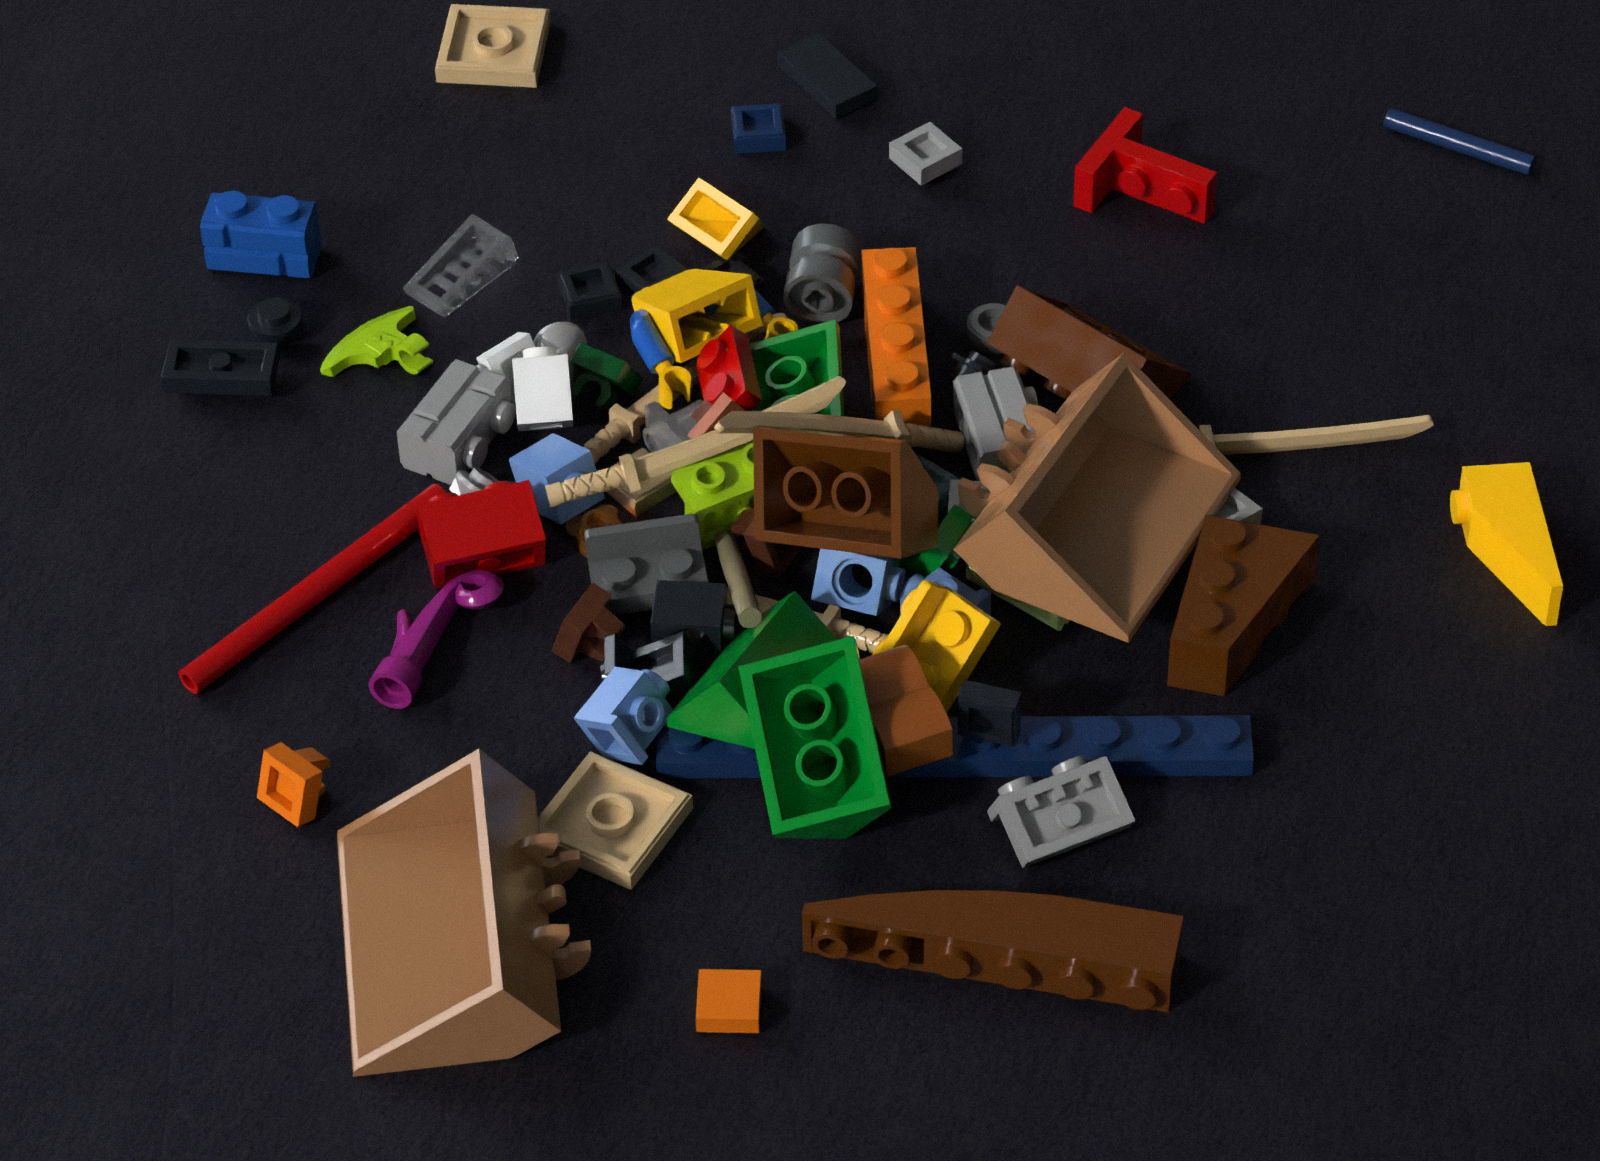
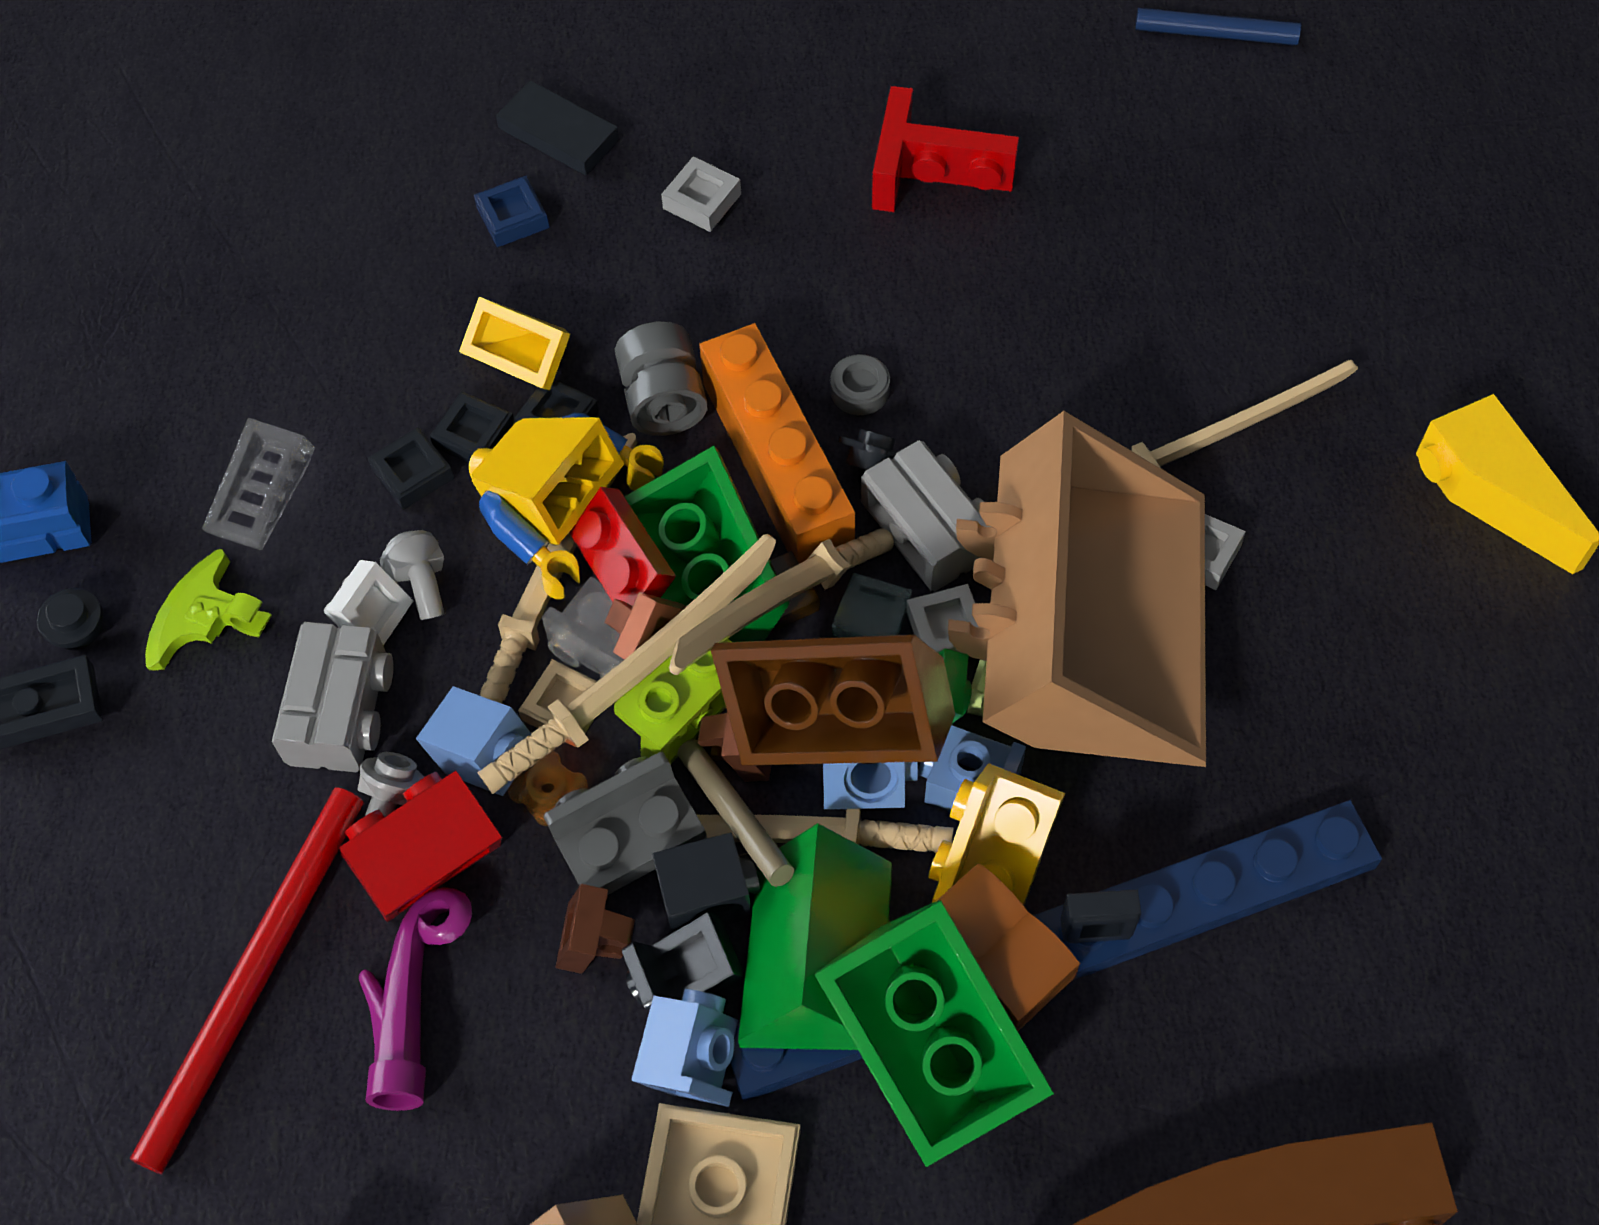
camera: 20 degrees left, 15 degrees up
(493, 45) = (186, 190): tan tile -> none
(542, 390) = (417, 628): white brick -> none
(605, 372) = (472, 576): dark green tile -> none
(1063, 810) = (1213, 1001): light grey bracket -> none
(1070, 345) = (969, 392): reddish brown slope -> none
(1234, 597) = (1269, 660): reddish brown wedge -> none

